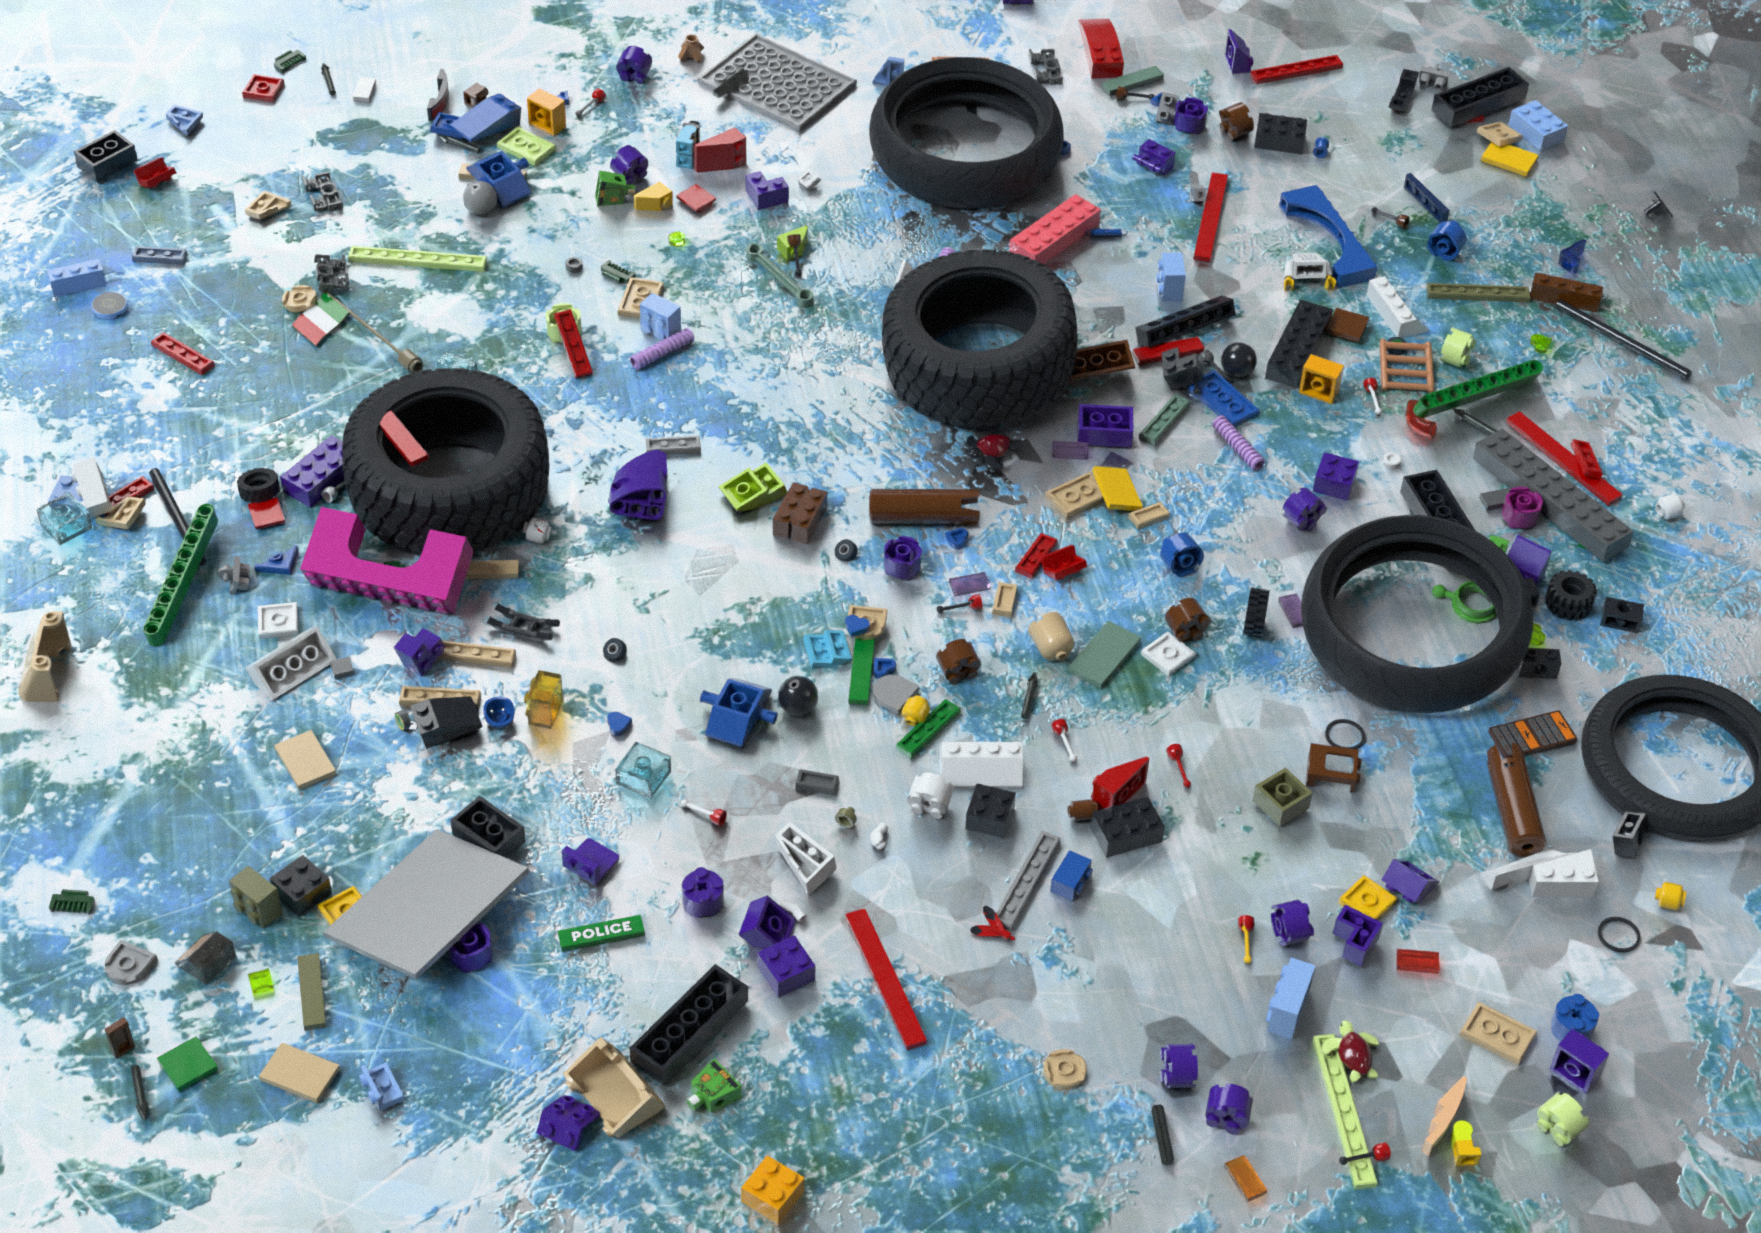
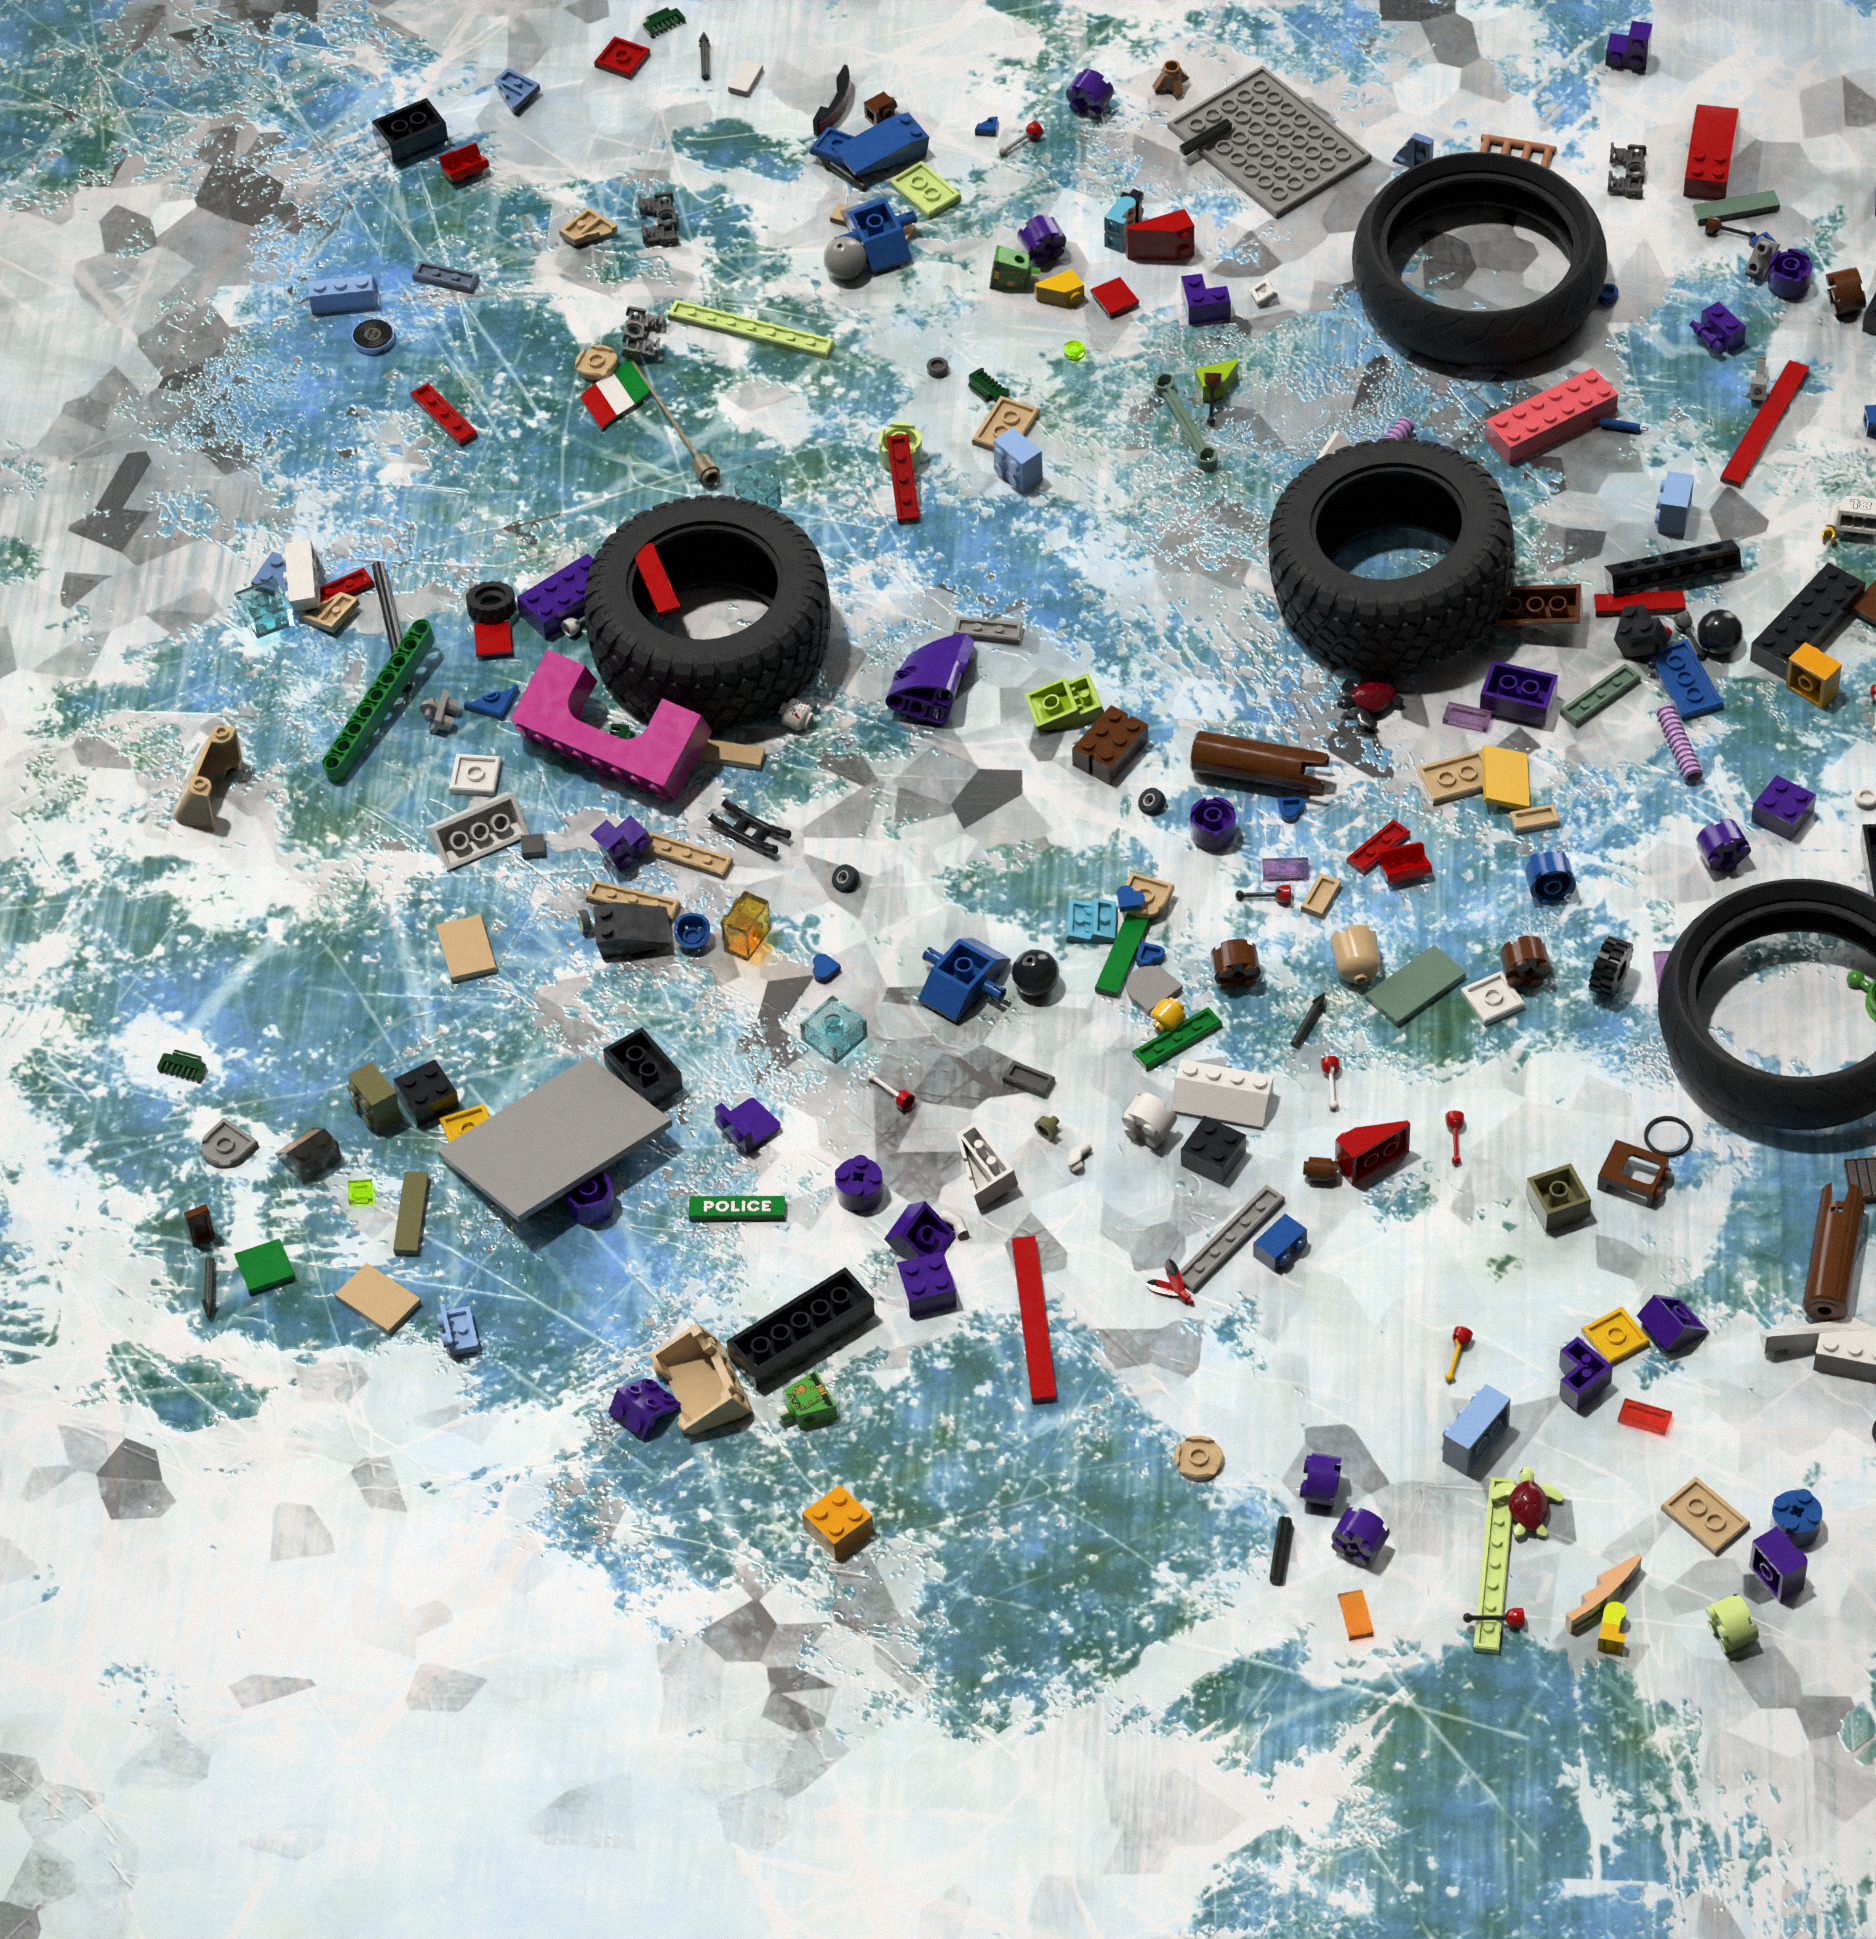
camera: 20 degrees right, 5 degrees up
(546, 112) = (959, 147): light orange brick -> none
(662, 348) = (1011, 500): lavender piece -> none
(1127, 827) = (1364, 1198): black brick -> none
(1291, 922) = (1509, 1344): dark purple brick -> none

